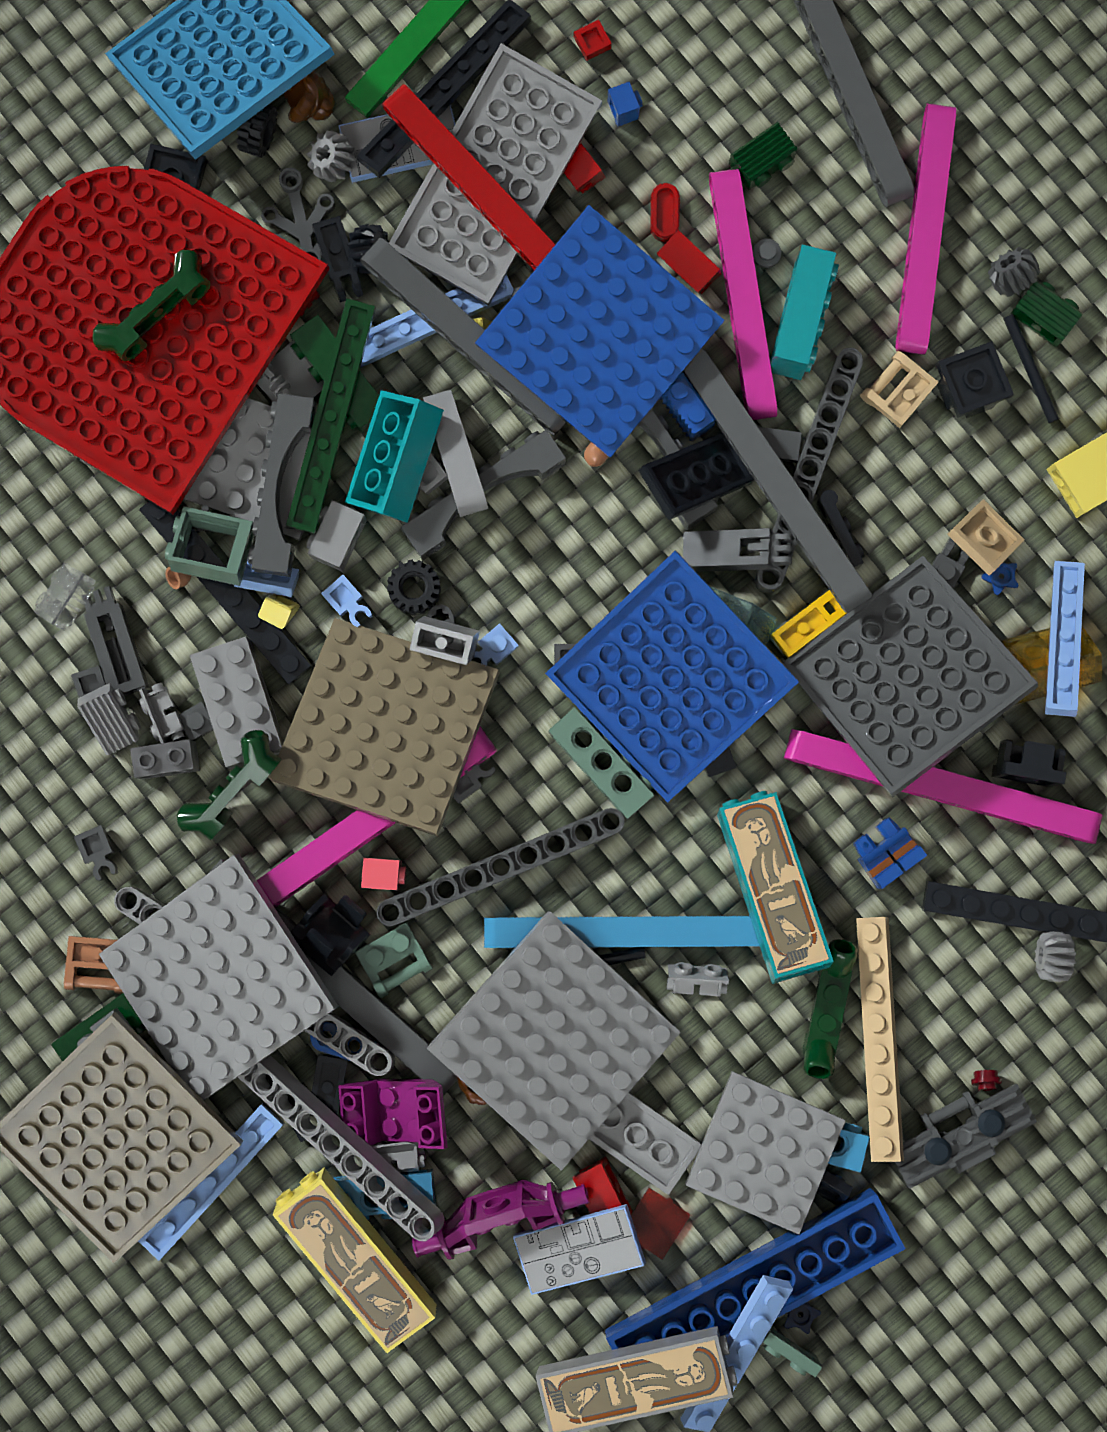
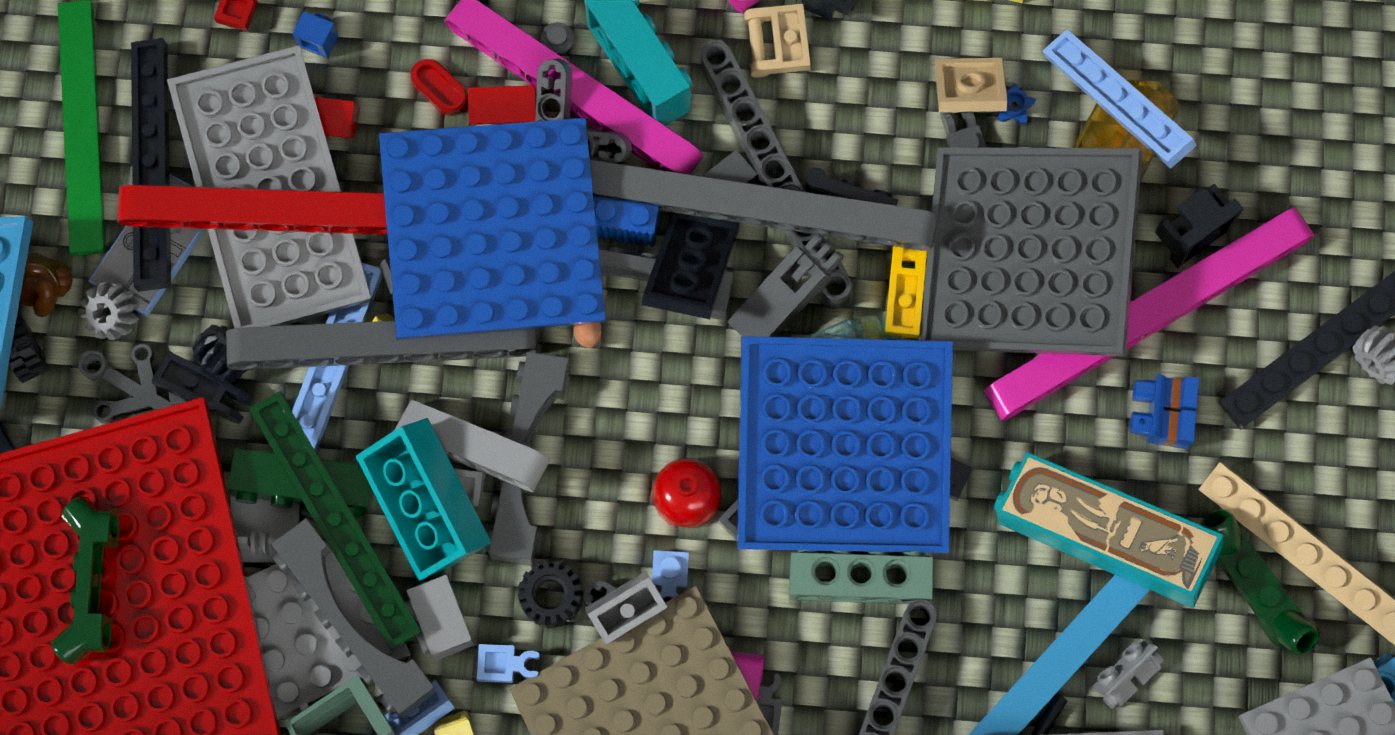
camera: 45 degrees left, 10 degrees down
(554, 609) = (686, 493): none -> red cylinder
(704, 294) = (564, 83): none -> dark grey beam

